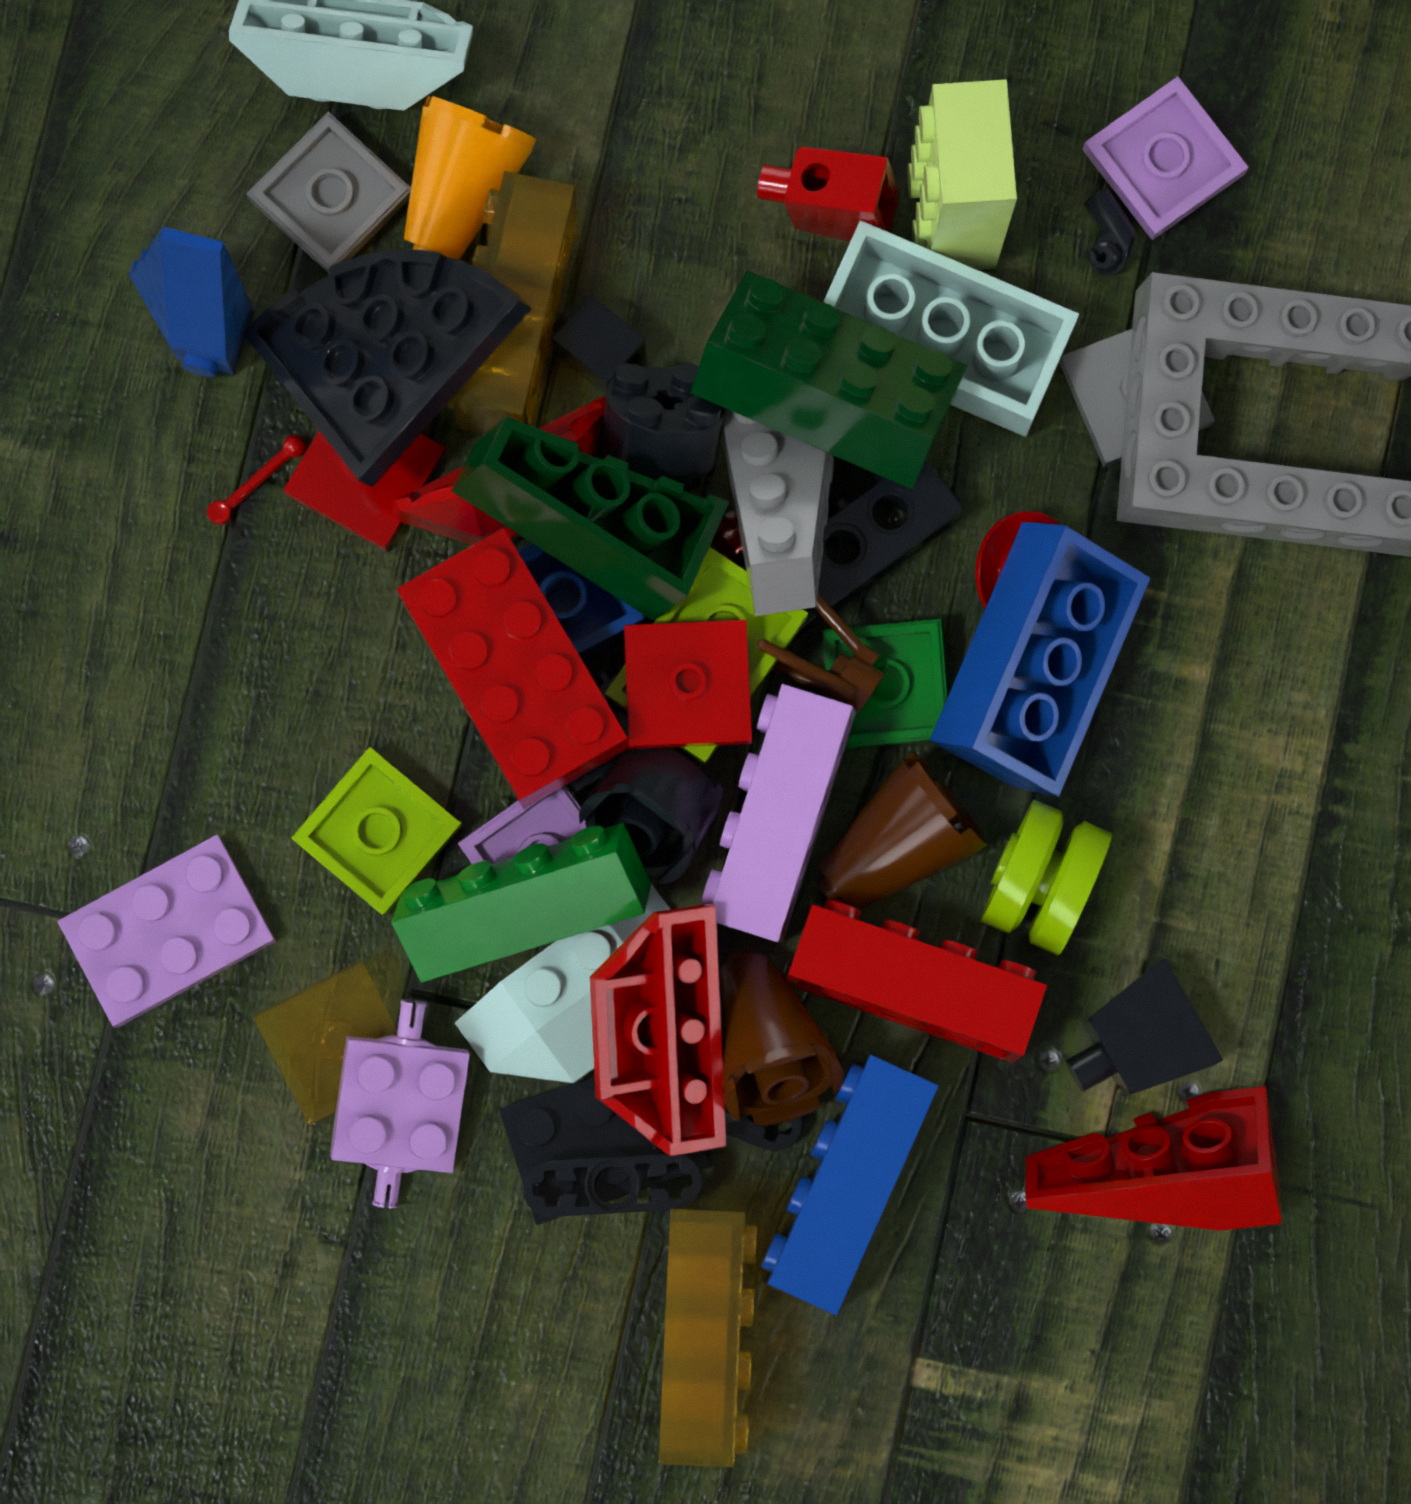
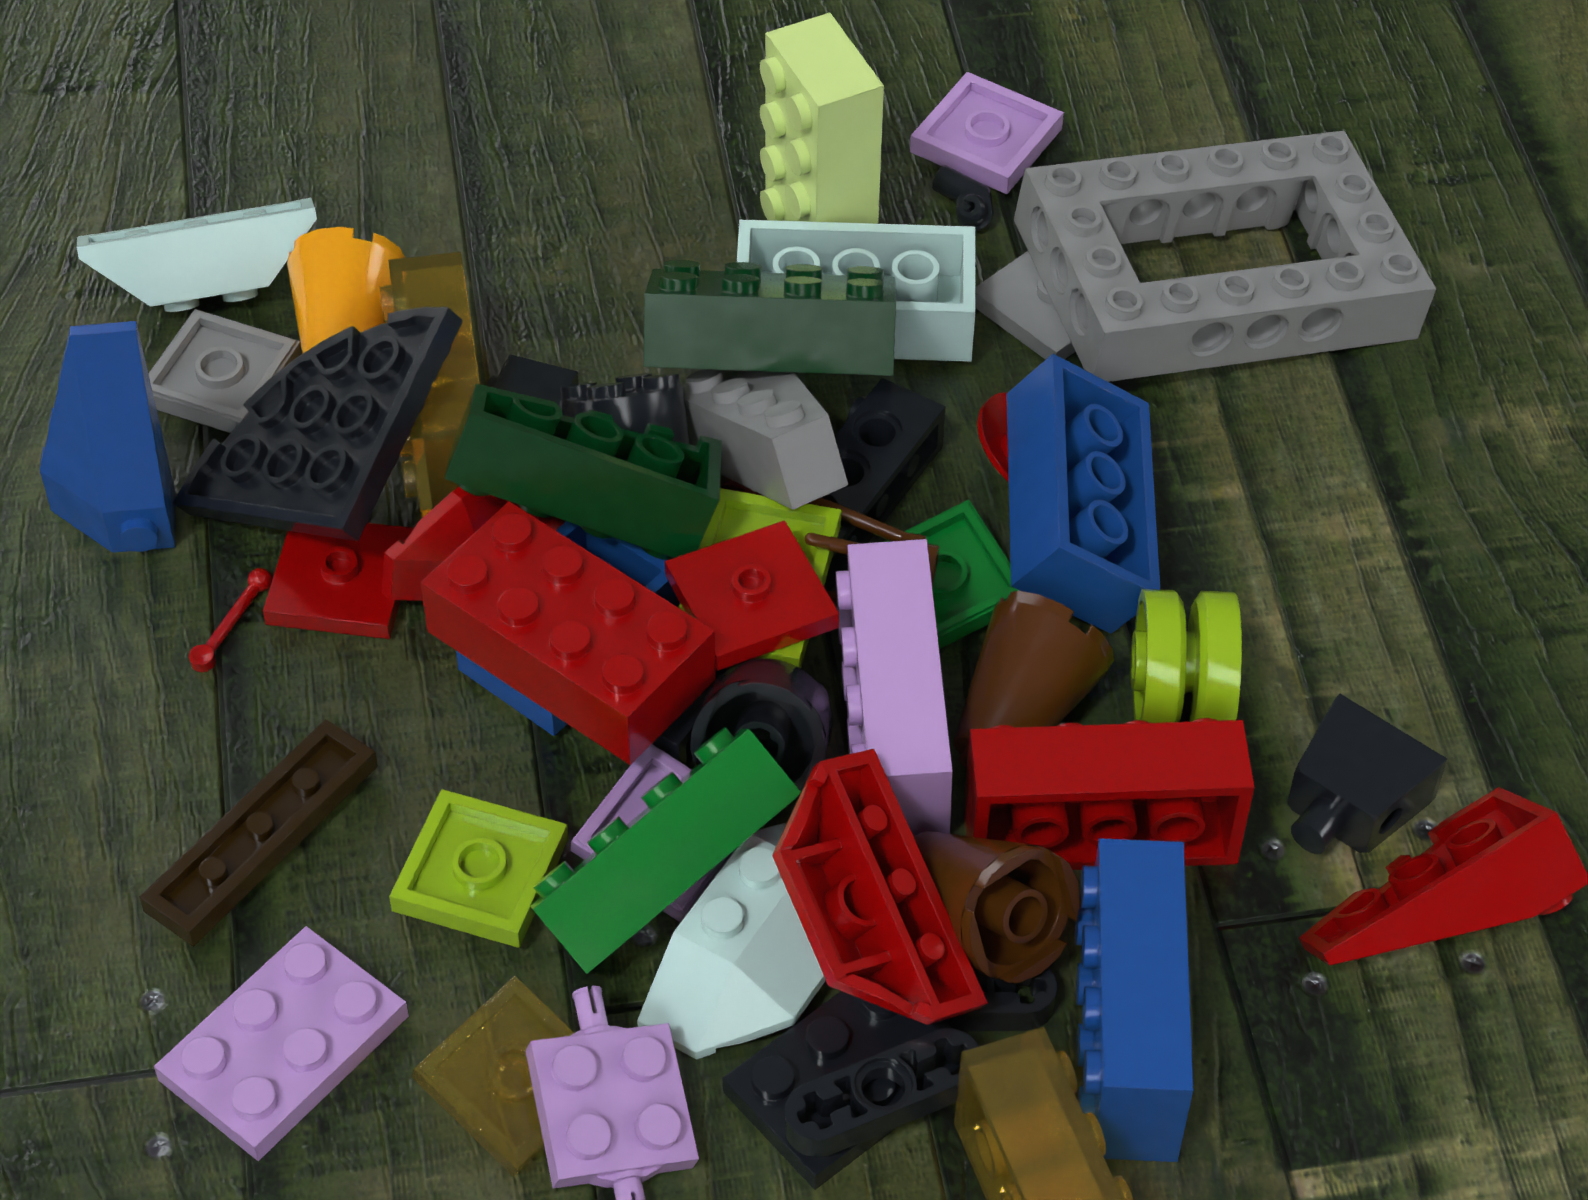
camera: 20 degrees left, 30 degrees down
(209, 724) = (258, 832): none -> dark brown plate
(833, 191) = (699, 217): red torso -> none

